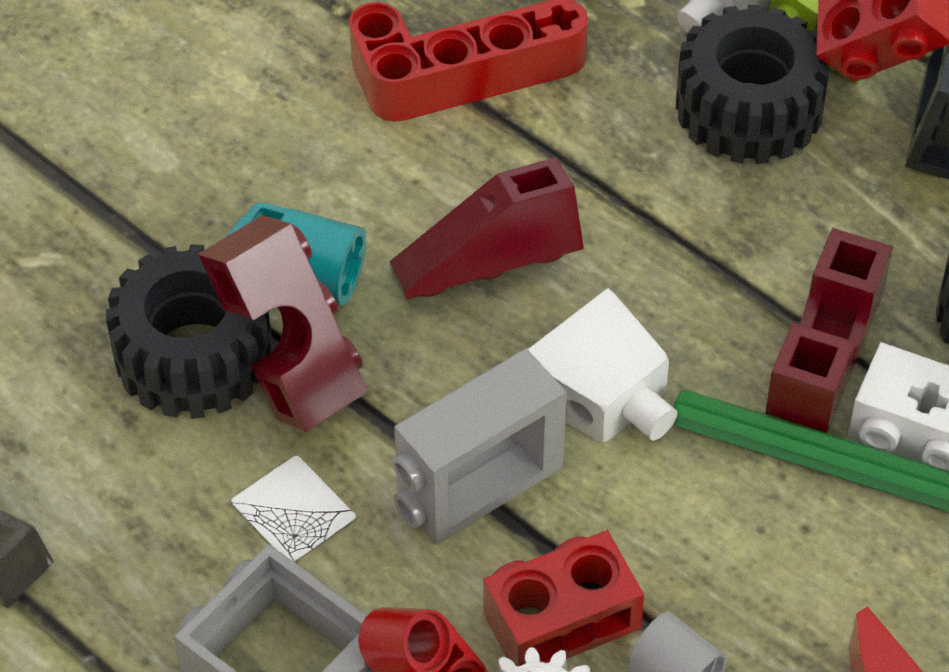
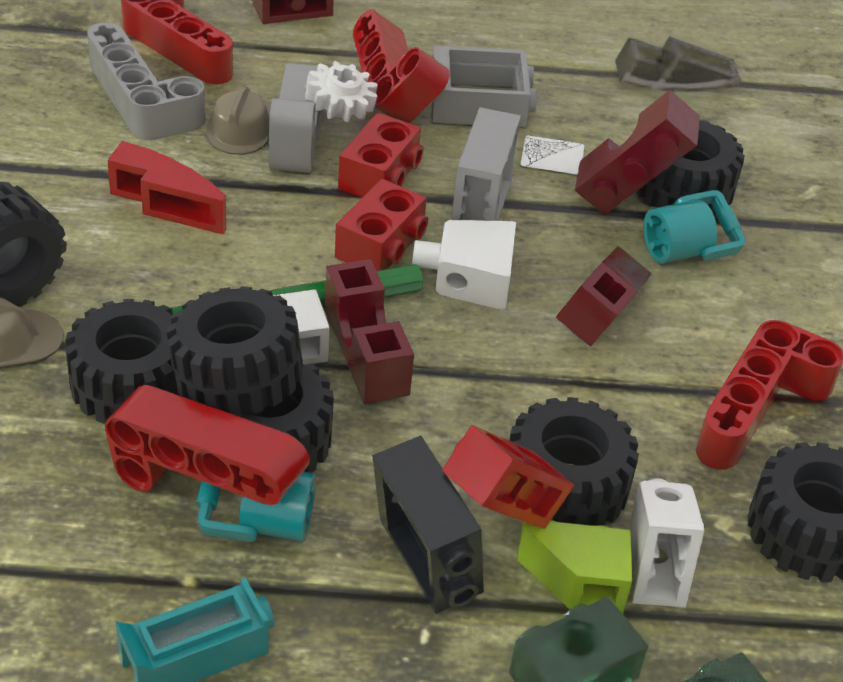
camera: 135 degrees right, 10 degrees down
(673, 499) = (381, 226): none -> red brick

